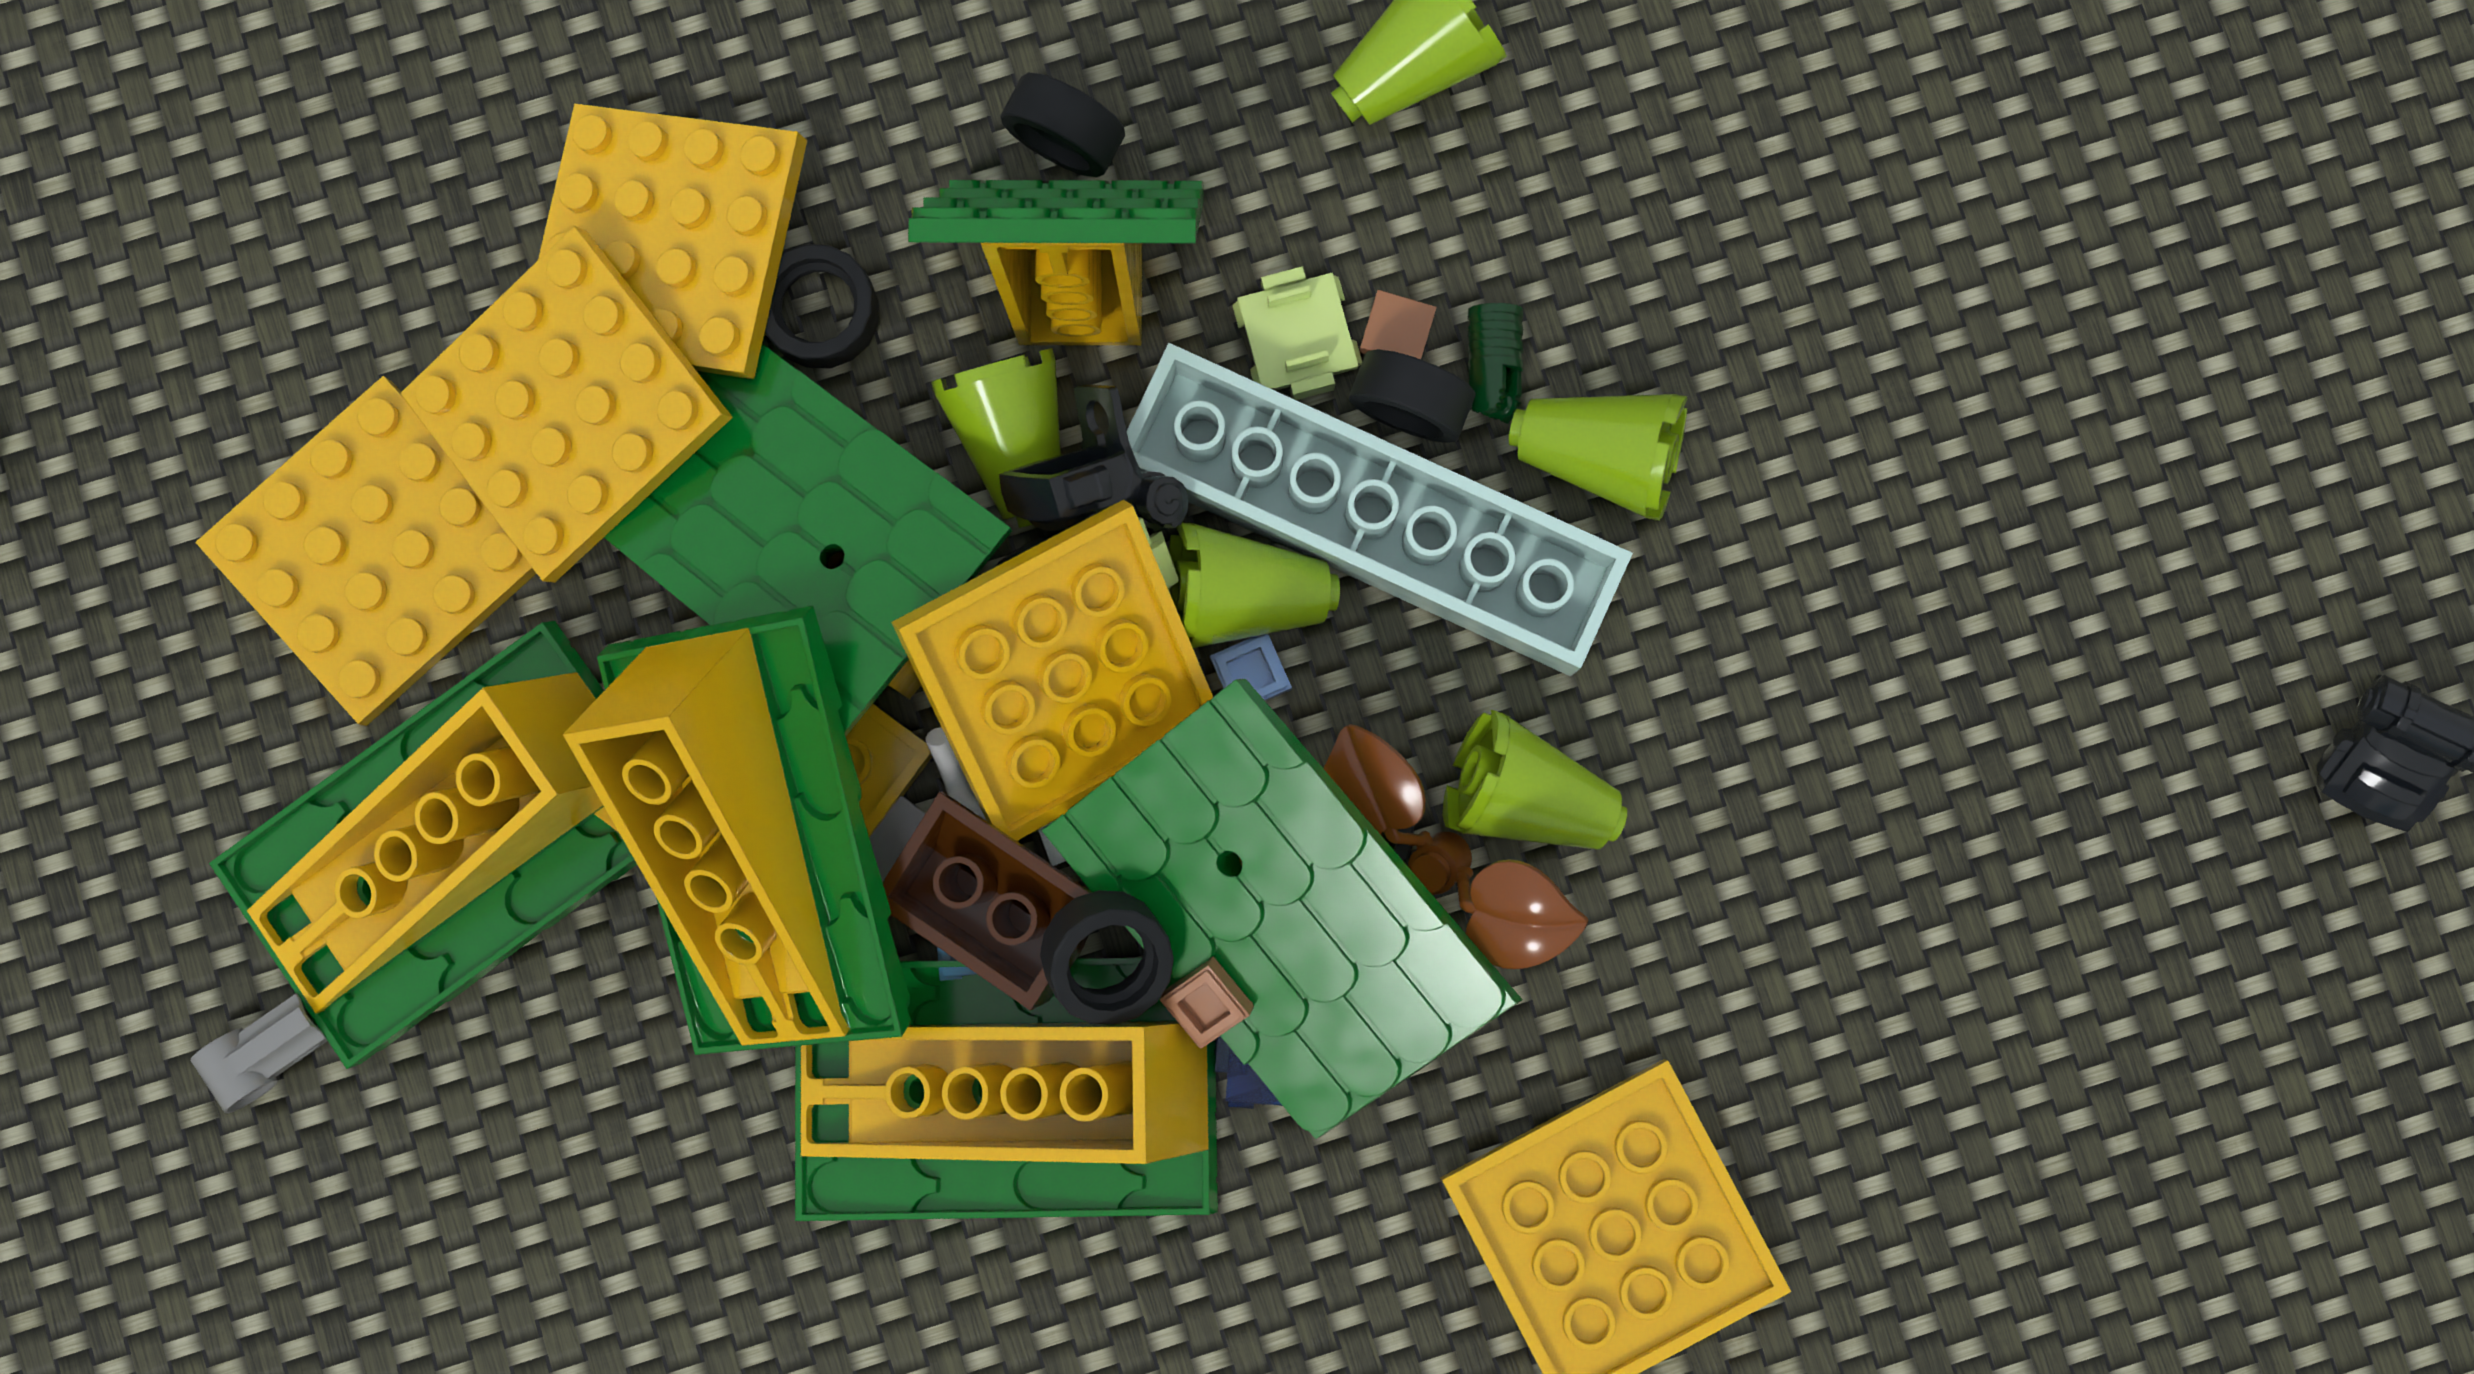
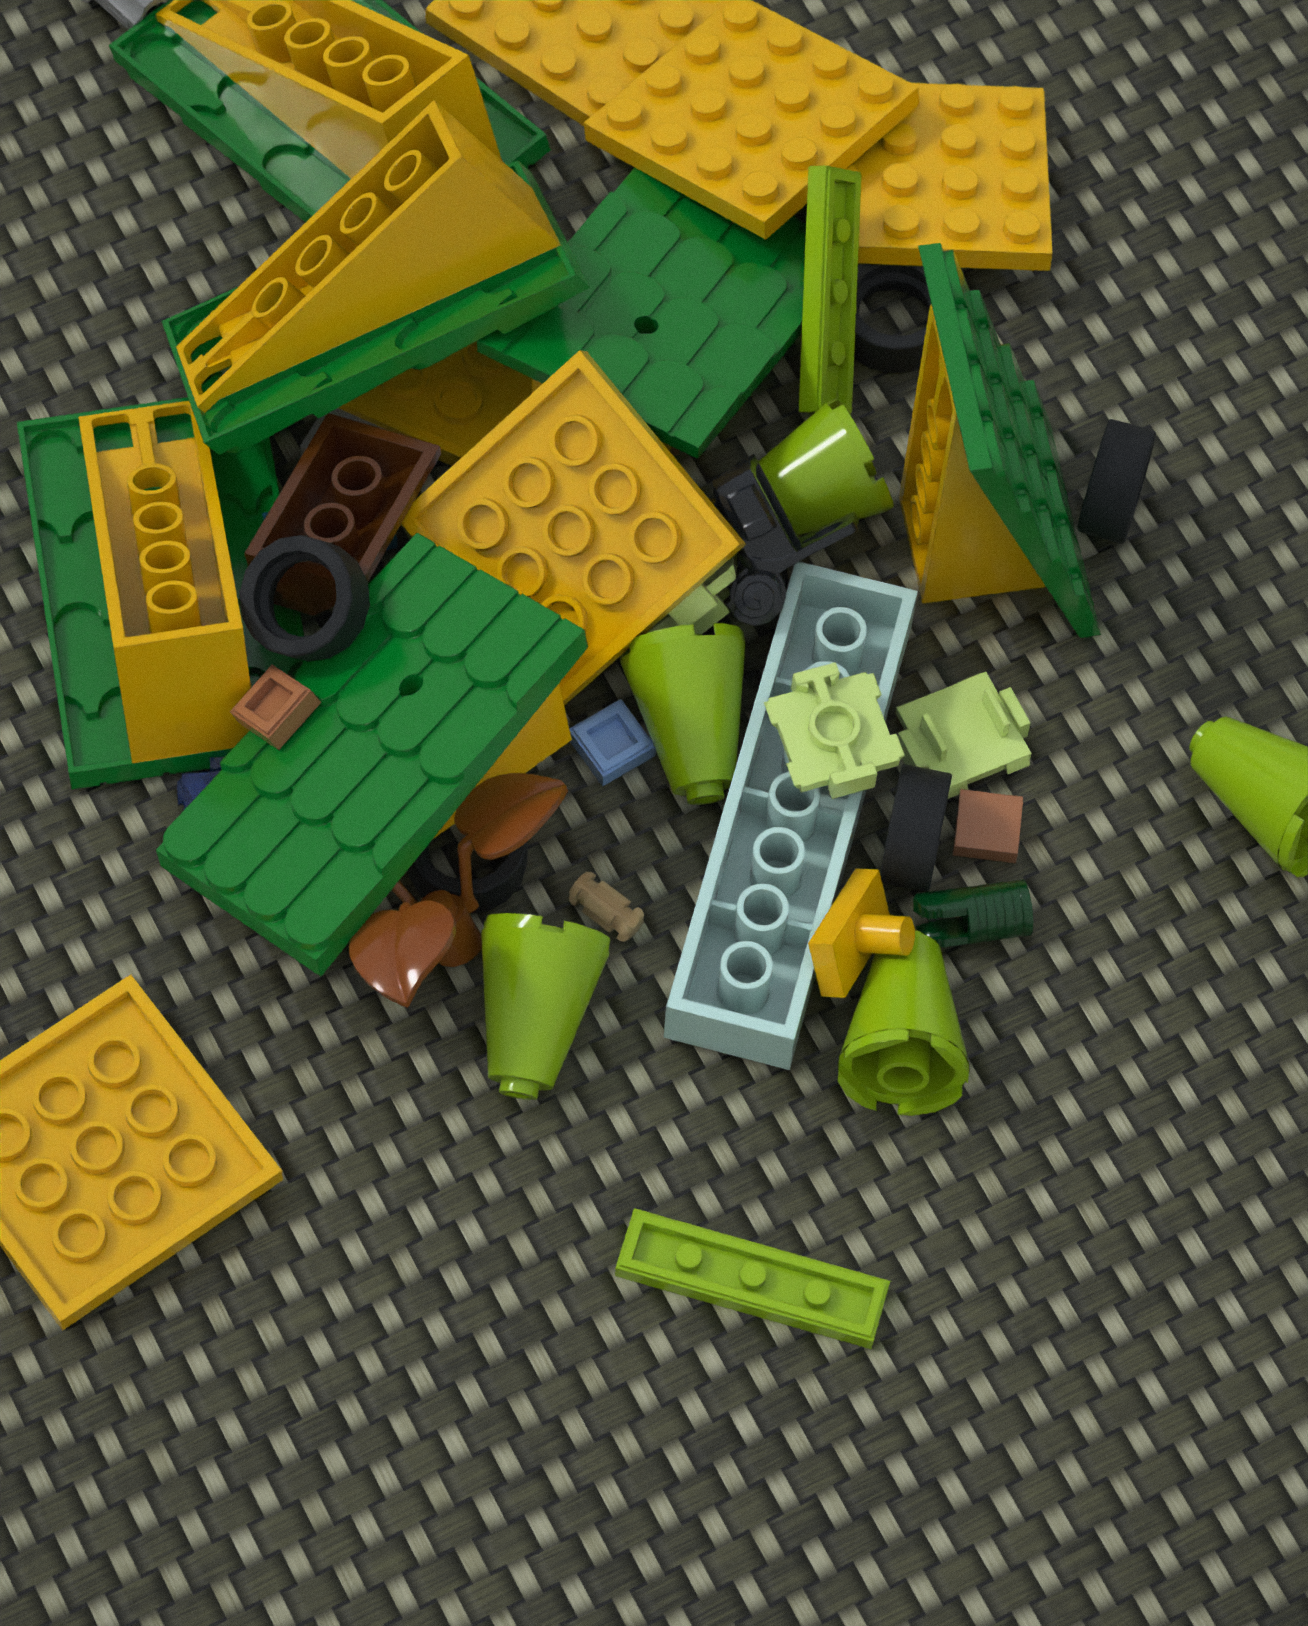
camera: 75 degrees right, 20 degrees down
(804, 362) = (829, 287): none -> lime tile
(1328, 452) = (833, 731): none -> yellowish green piece
(1428, 707) = (606, 906): none -> tan piece
(1520, 471) = (855, 930): none -> yellow tile
(1822, 636) = (752, 1278): none -> lime tile

